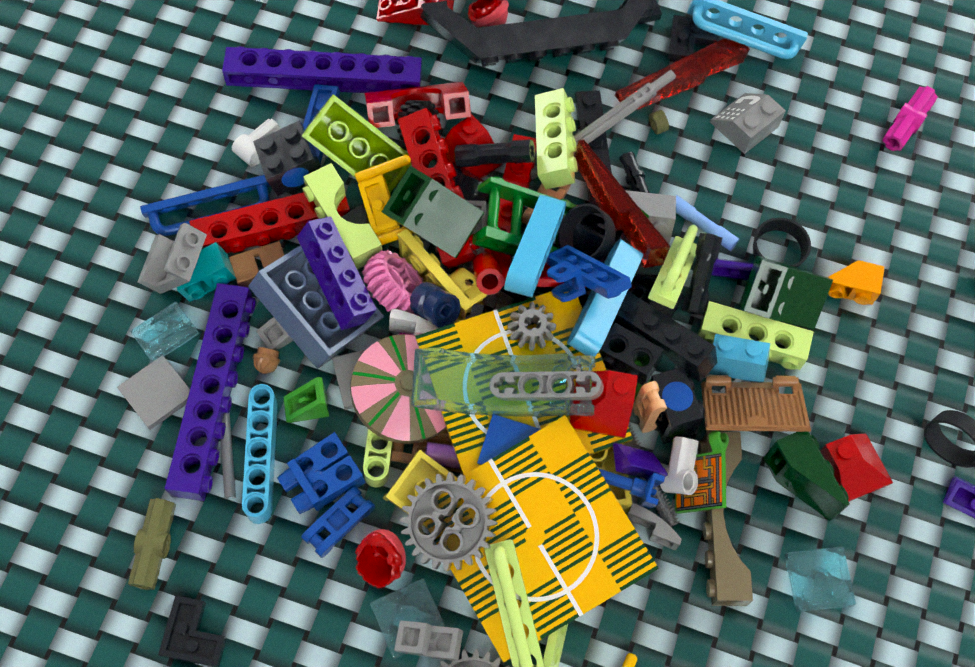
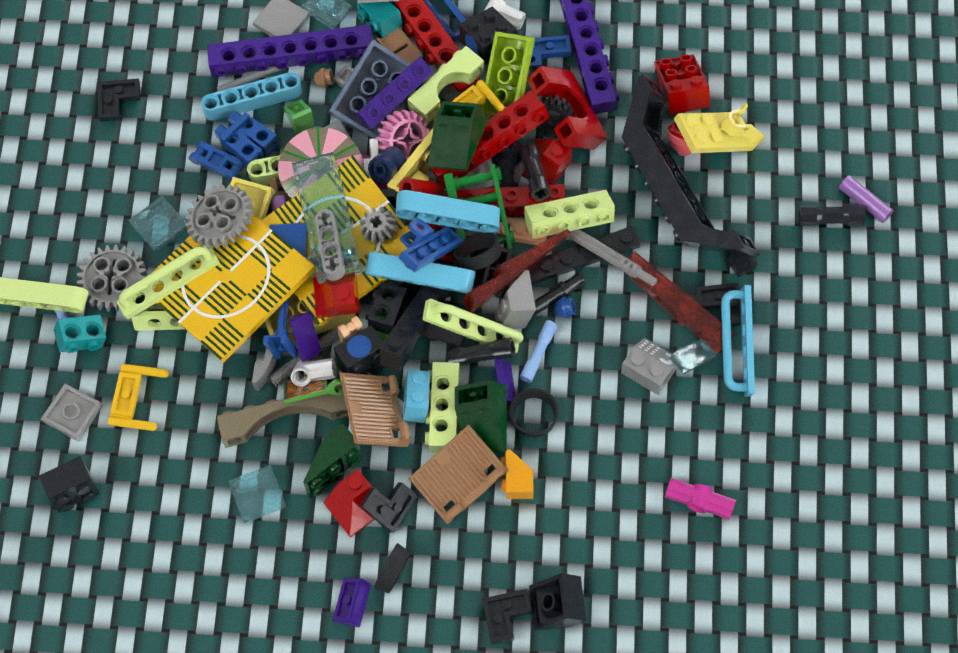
camera: 80 degrees right, 0 degrees up
(152, 544) = (170, 53): olive piece -> none
(380, 558) = (191, 188): red hair -> none
(428, 640) = (143, 237): light grey slope -> none
(658, 122) = (624, 295): olive axle -> none
(658, 181) = (565, 307): none -> blue plate
(748, 78) = (692, 356): none -> clear light blue plate
(846, 339) = (458, 474): none -> medium nougat window
(875, 428) = (390, 510): none -> black plate

